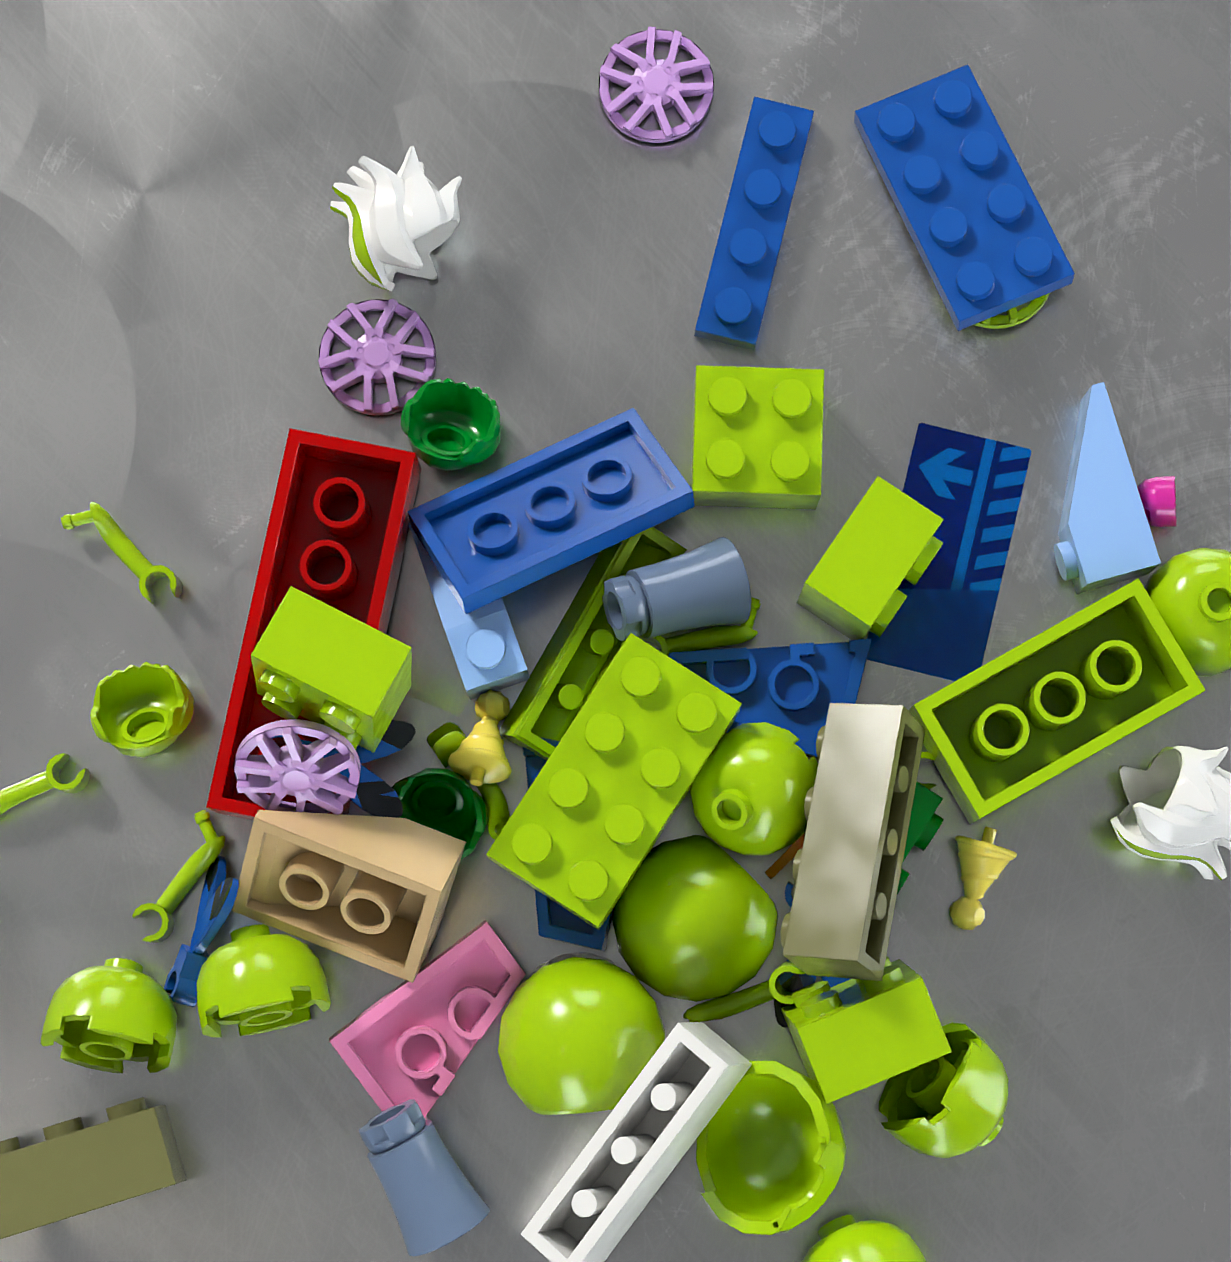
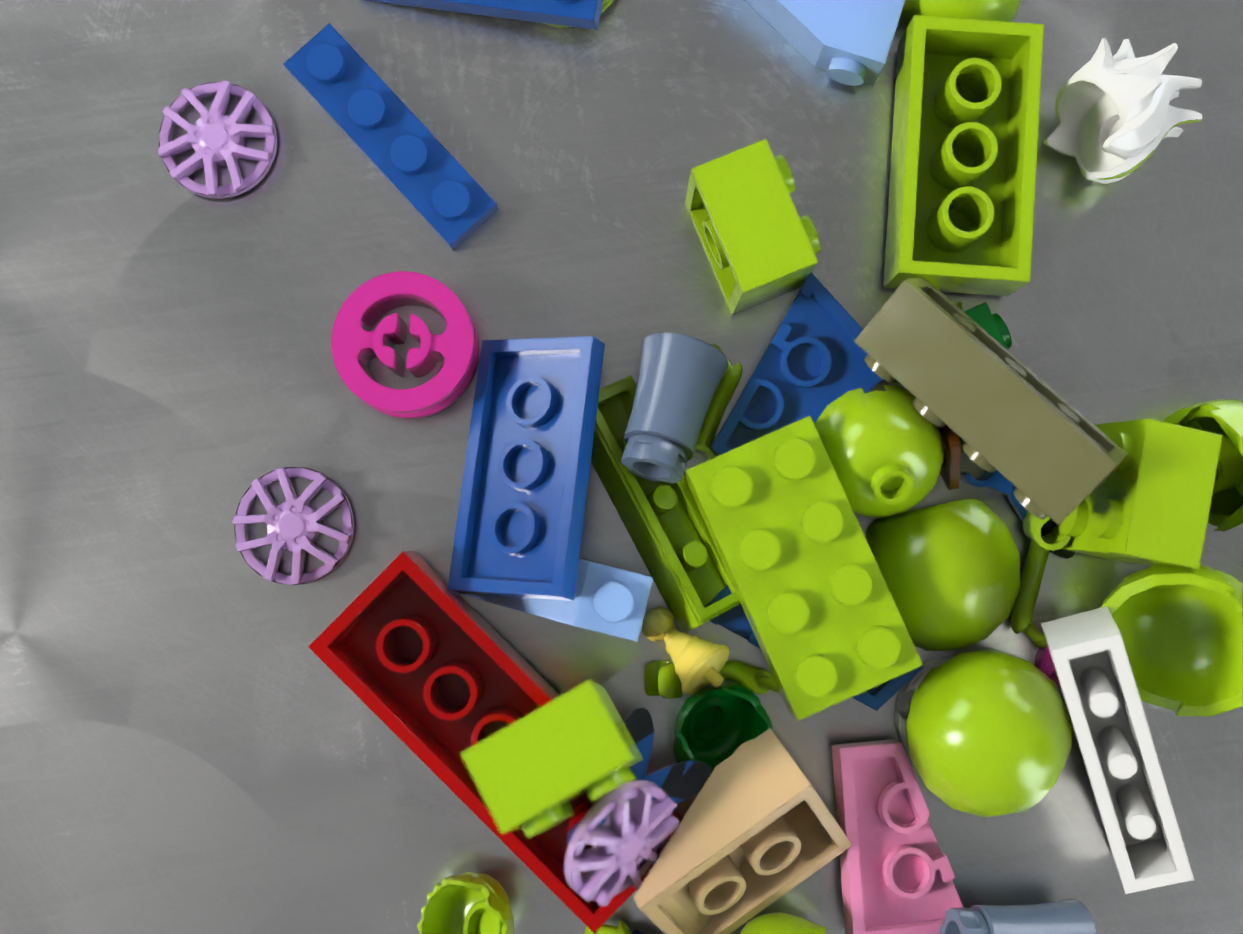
camera: 60 degrees left, 5 degrees up
(124, 549) = (318, 847): lime piece -> none
(396, 219) = (184, 433): white hair -> none
(451, 424) = (395, 502): green hair -> none
(561, 308) = (356, 345): none -> dark pink wheel
(757, 437) = (577, 251): lime brick -> none
(952, 606) = (735, 106): clear blue sticker -> none
(980, 866) = (1049, 310): light yellow piece -> none

